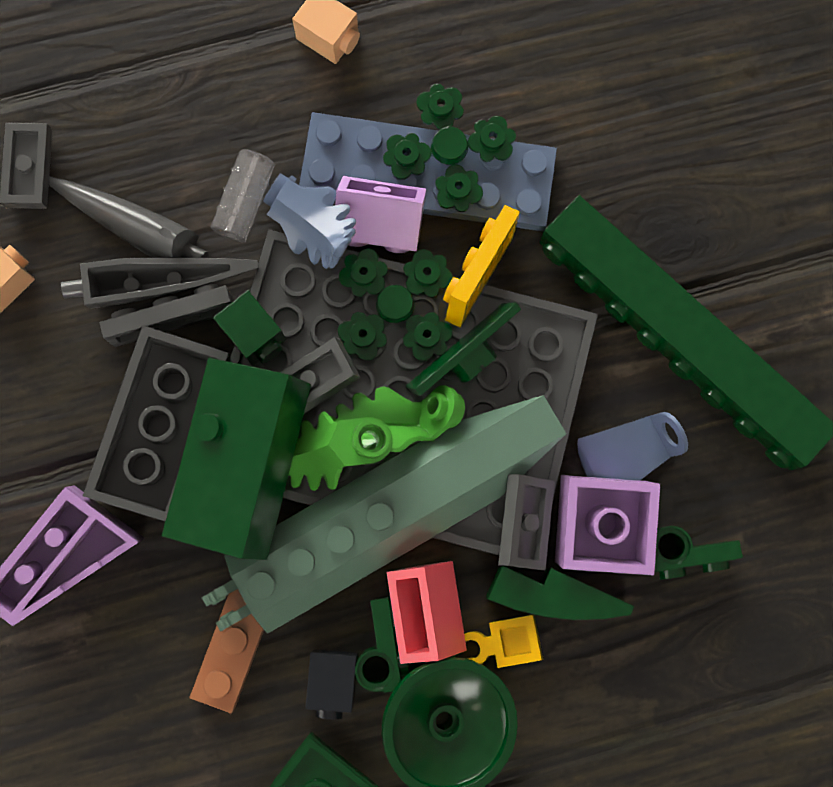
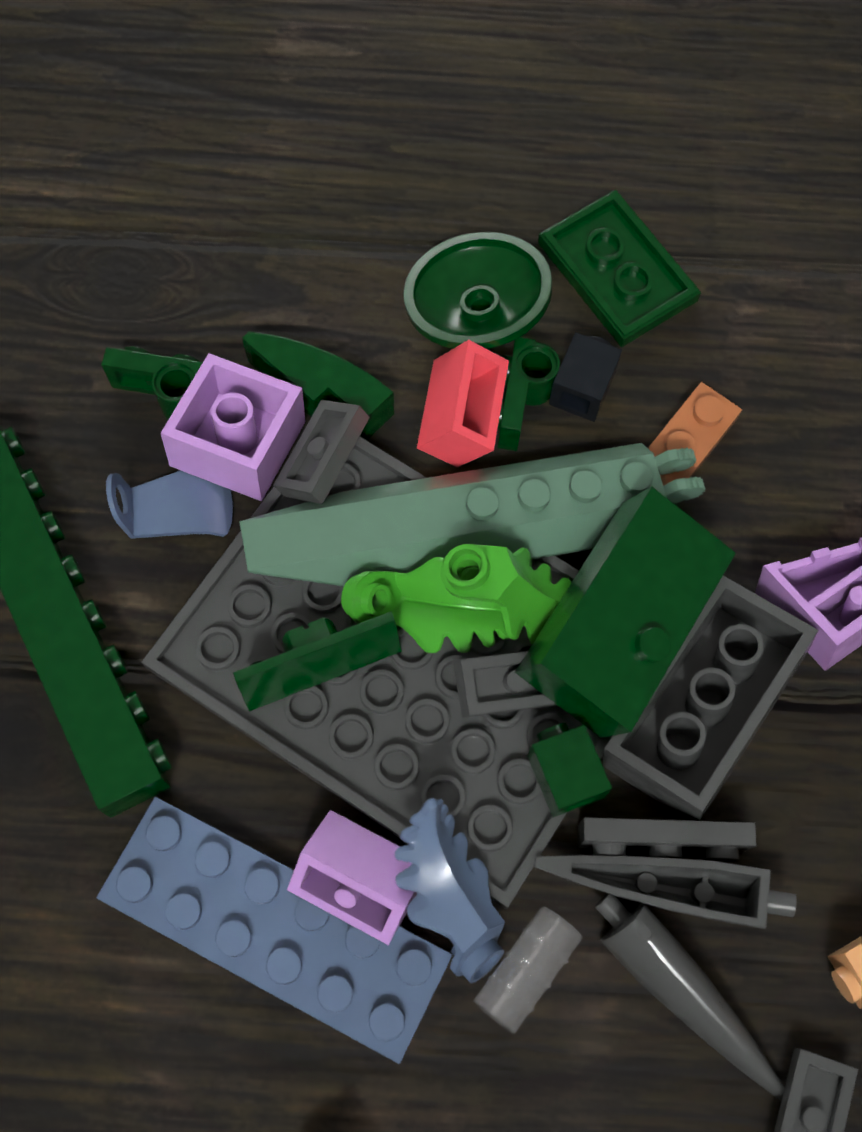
camera: 160 degrees left, 10 degrees down
(395, 304) = (377, 750): dark green plant -> none
(449, 147) = (235, 940): dark green plant -> none
(480, 265) = (257, 760): yellow plate -> none
(511, 642) = (386, 356): yellow plate -> none

